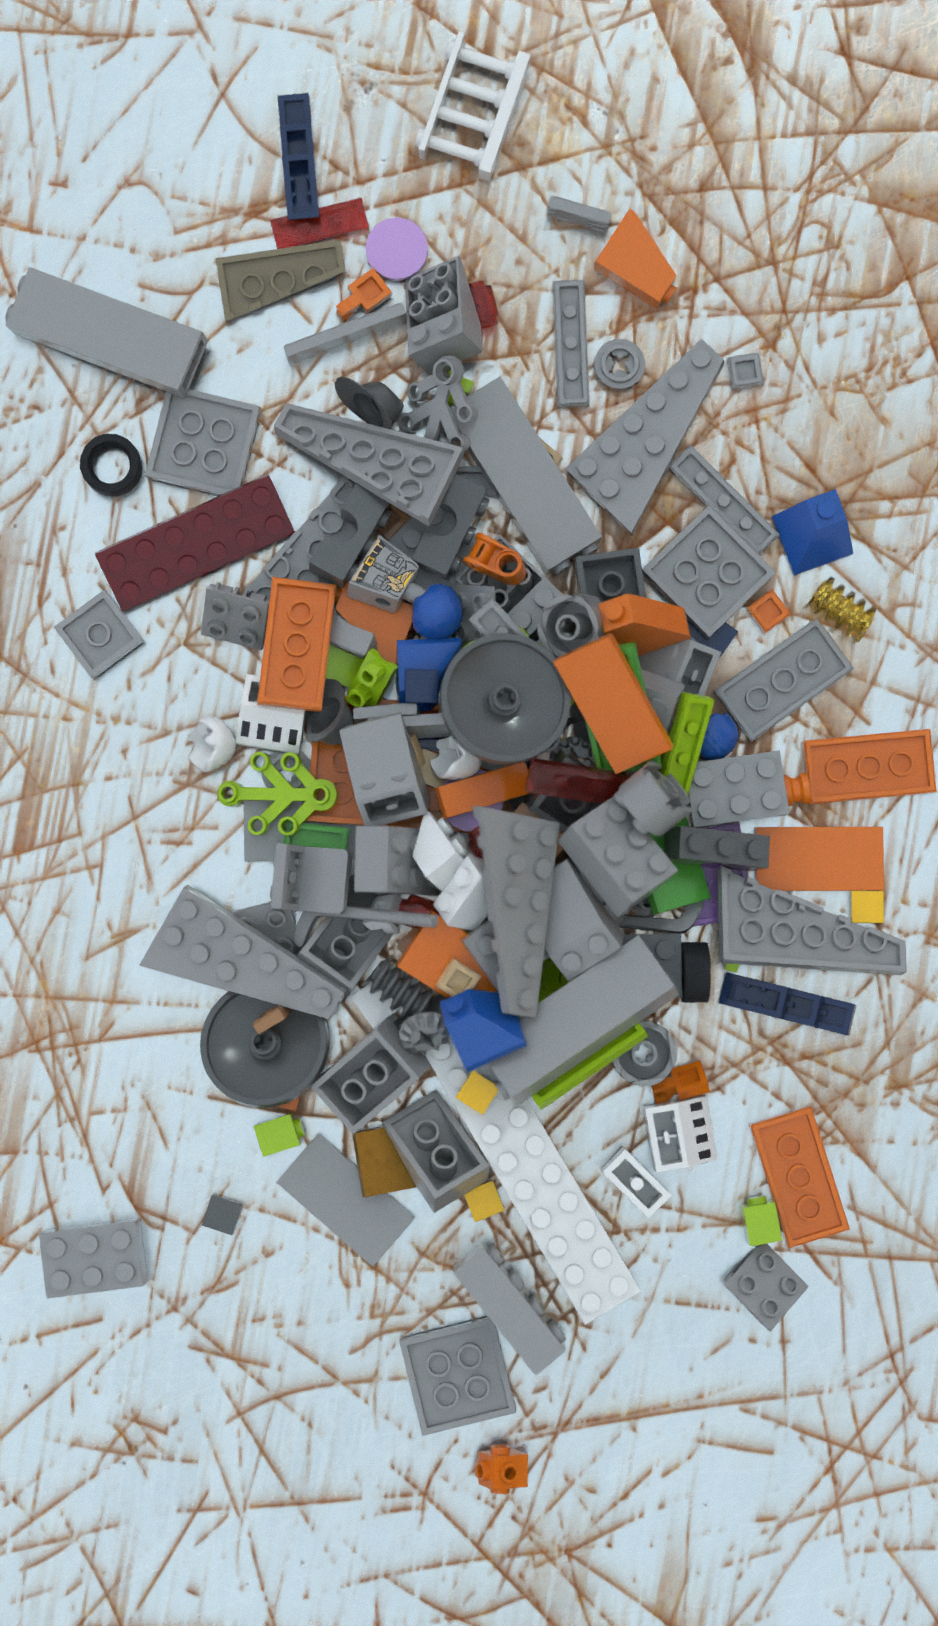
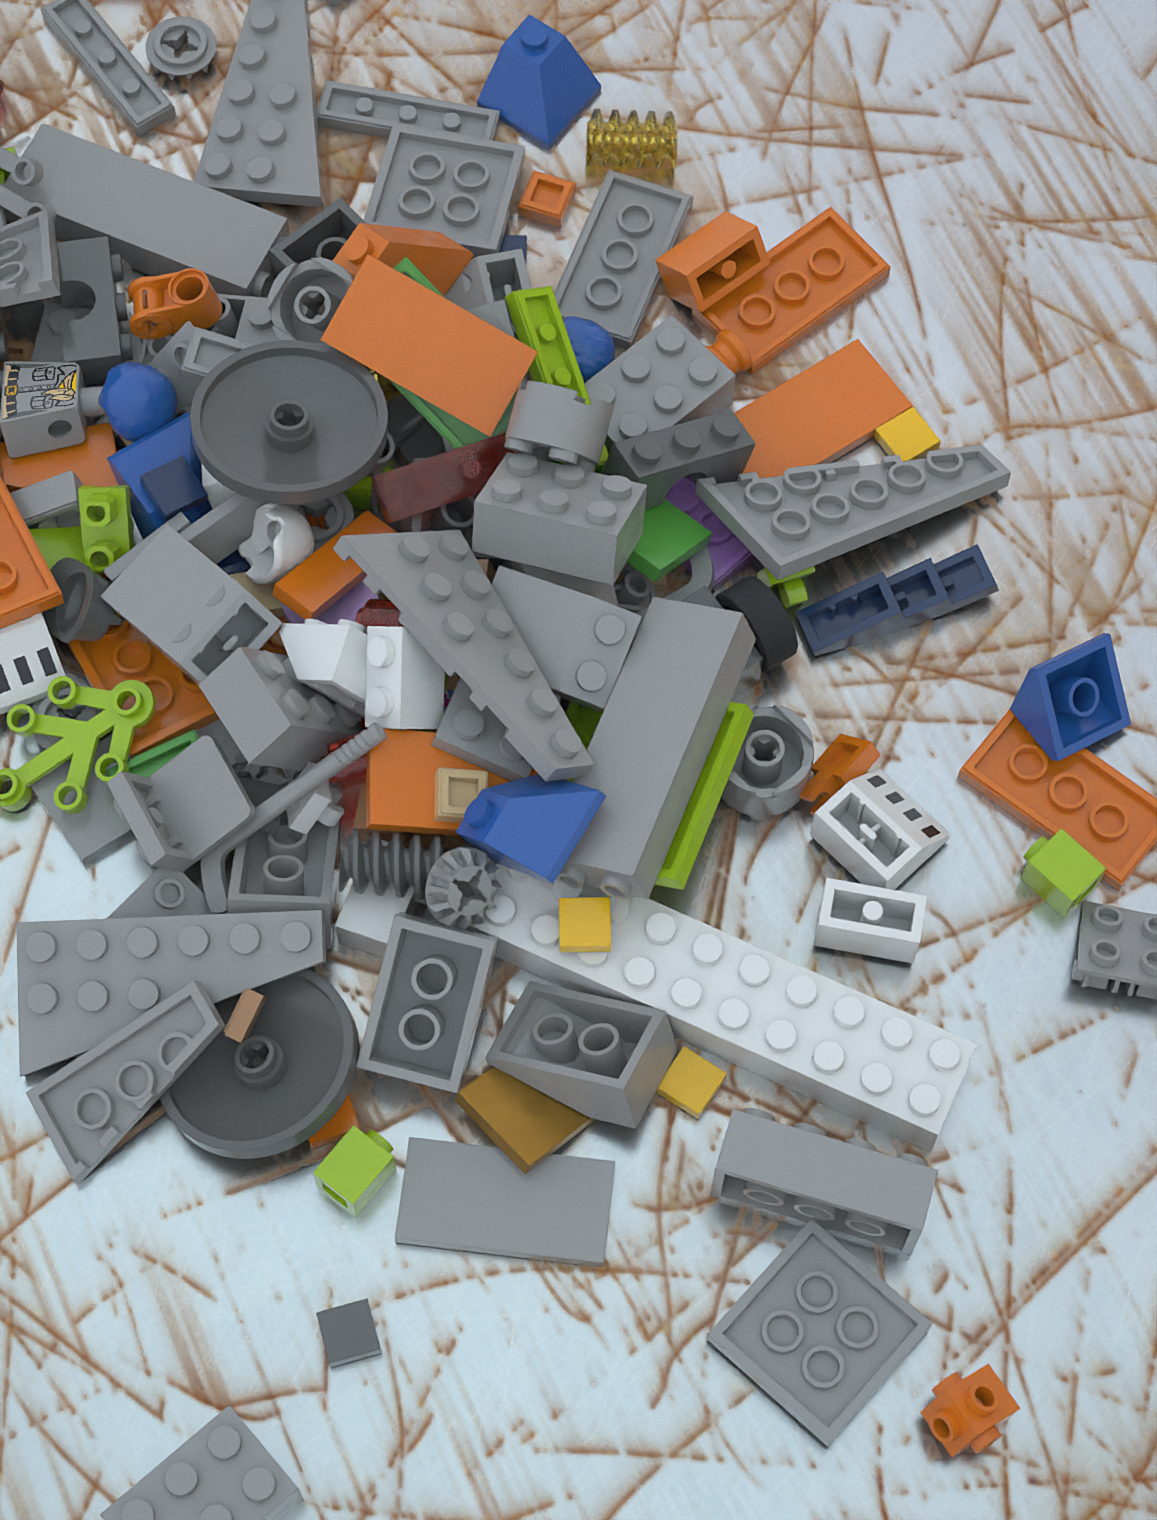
camera: 40 degrees left, 20 degrees down
(184, 1006) = (116, 1082): none -> light grey wing
(831, 724) = (713, 261): none -> orange brick
(837, 1134) = (1073, 698): none -> blue slope

